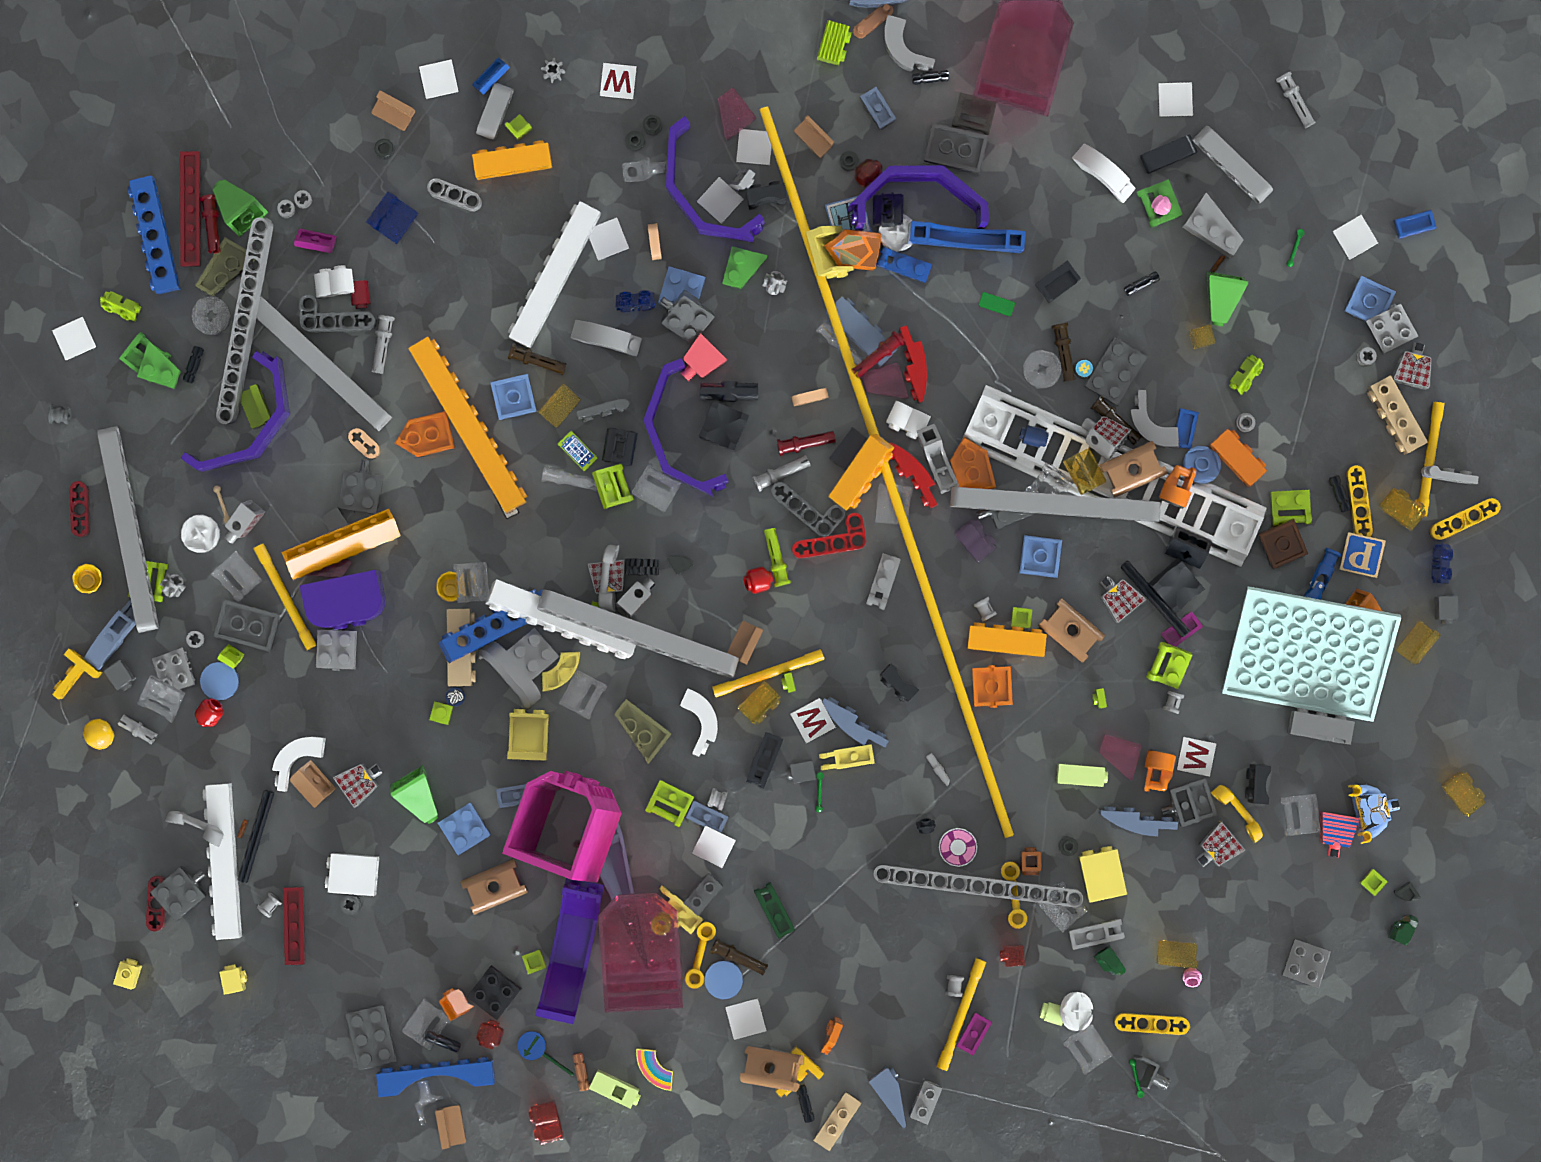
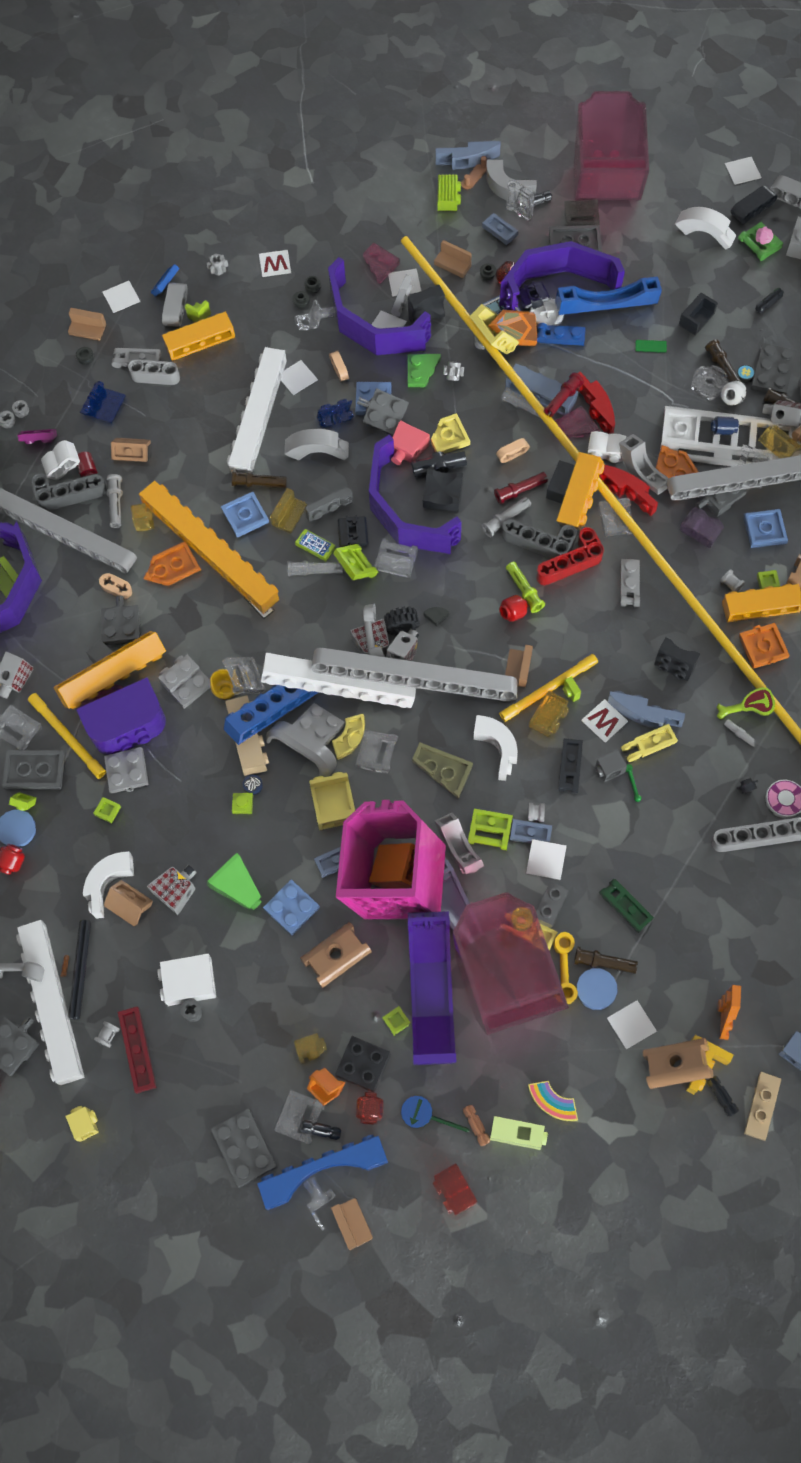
camera: 10 degrees left, 20 degrees down
(310, 686) = (107, 810): none -> lime plate
(407, 373) = (142, 517): none -> clear yellow brick
(410, 283) = (130, 449): none -> medium nougat panel
(412, 569) = (184, 680): none -> light grey plate
(439, 169) = (132, 354): none -> light grey plate
(450, 966) = (310, 1047): none -> clear yellow brick
(567, 820) = (393, 866): none -> orange brick
(635, 814) = (458, 845): none -> light grey arch
(749, 360) = (449, 435): none -> light yellow plate
(912, 87) = (525, 200): none -> clear plate
(965, 745) = (759, 701): none -> lime piece
(1060, 393) = (733, 393): none -> white head

